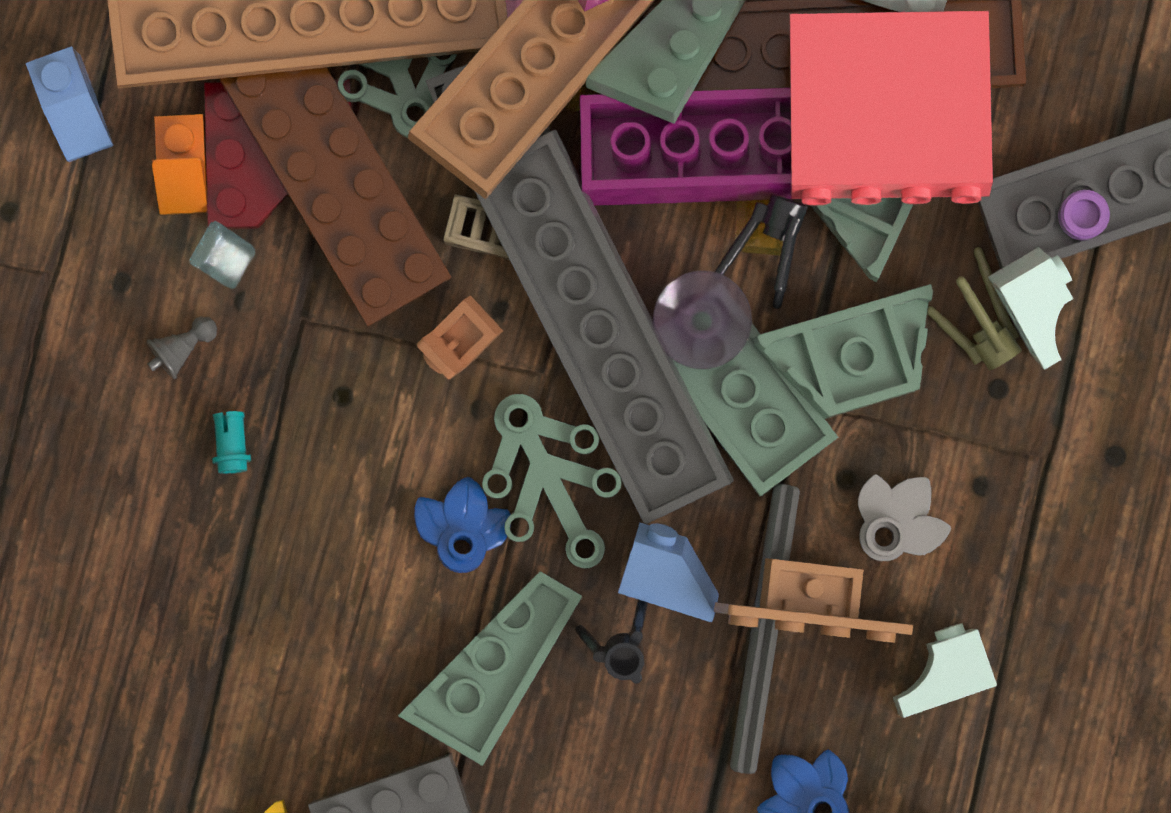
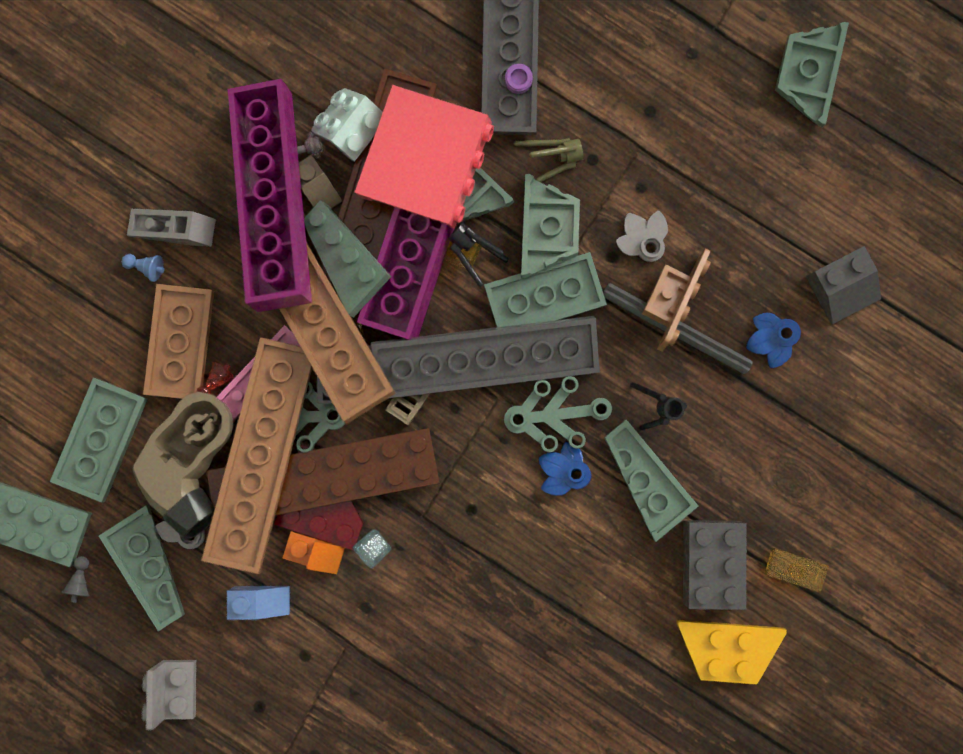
camera: 70 degrees left, 0 degrees up
(174, 350) = (413, 592): dark grey piece -> none
(230, 443) = (475, 580): teal pin -> none
(459, 338) = (463, 436): nougat bracket -> none
(668, 573) = (630, 369): medium blue slope -> none
(707, 294) = (505, 286): clear purple dish -> none
(954, 670) = (736, 237): light aqua arch -> none
(1033, 295) = (552, 120): light aqua arch -> none

